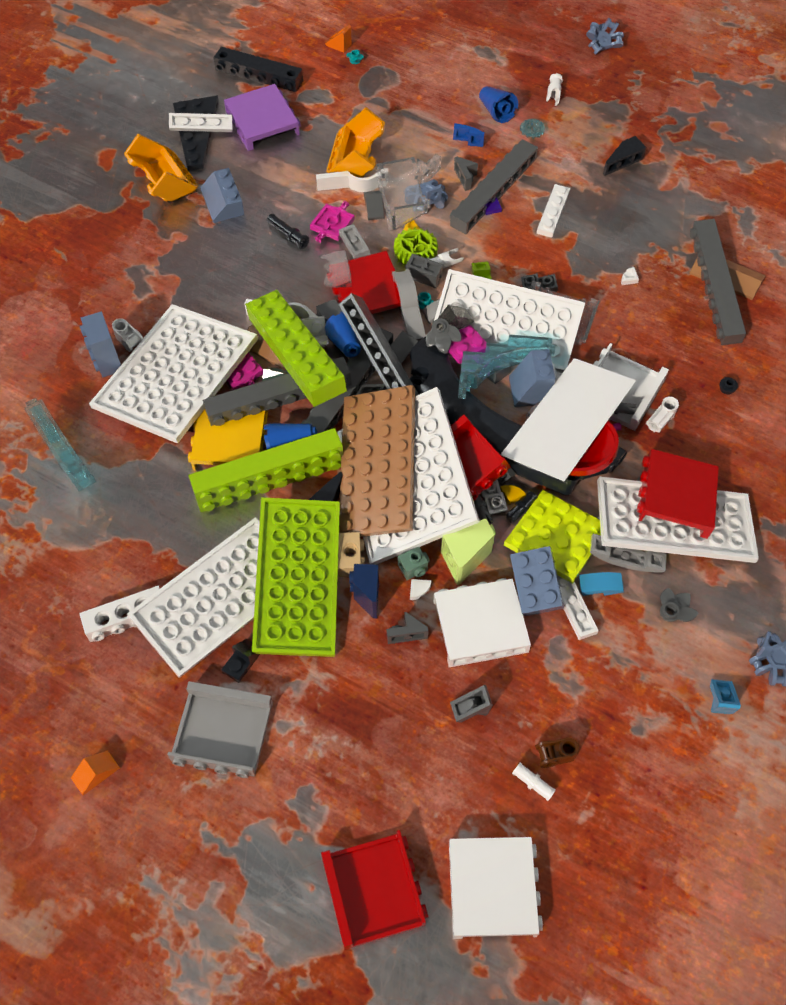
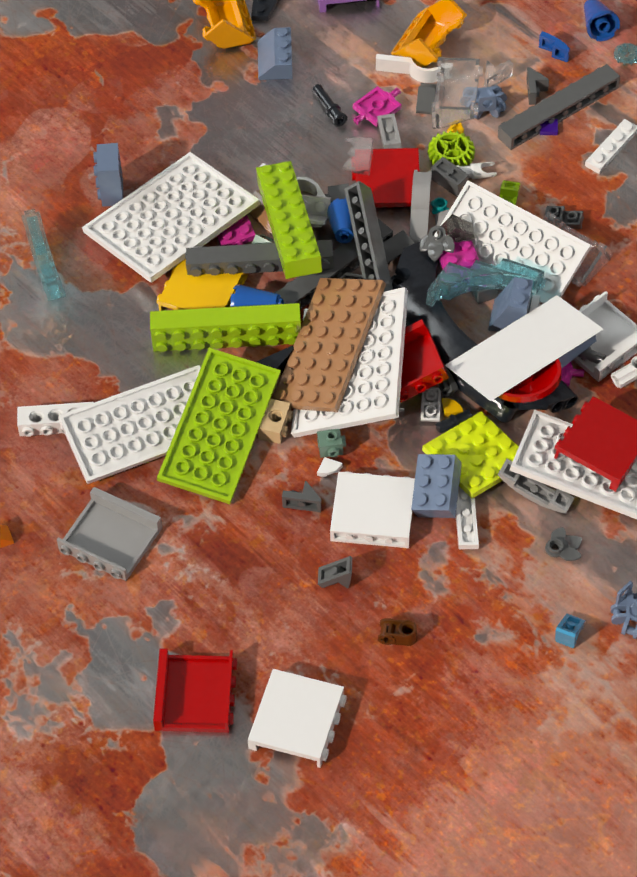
camera: 20 degrees right, 5 degrees down
(126, 334) = (137, 170): white piece -> none
(240, 661) = (146, 485): black slope -> none
(365, 585) = (279, 450): dark blue slope -> none
(467, 549) = (386, 442): yellowish green slope -> none
(481, 508) = (414, 413): dark grey pin -> none
(533, 781) = (366, 649): white pin -> none
(602, 582) = (499, 505): dark azure slope -> none

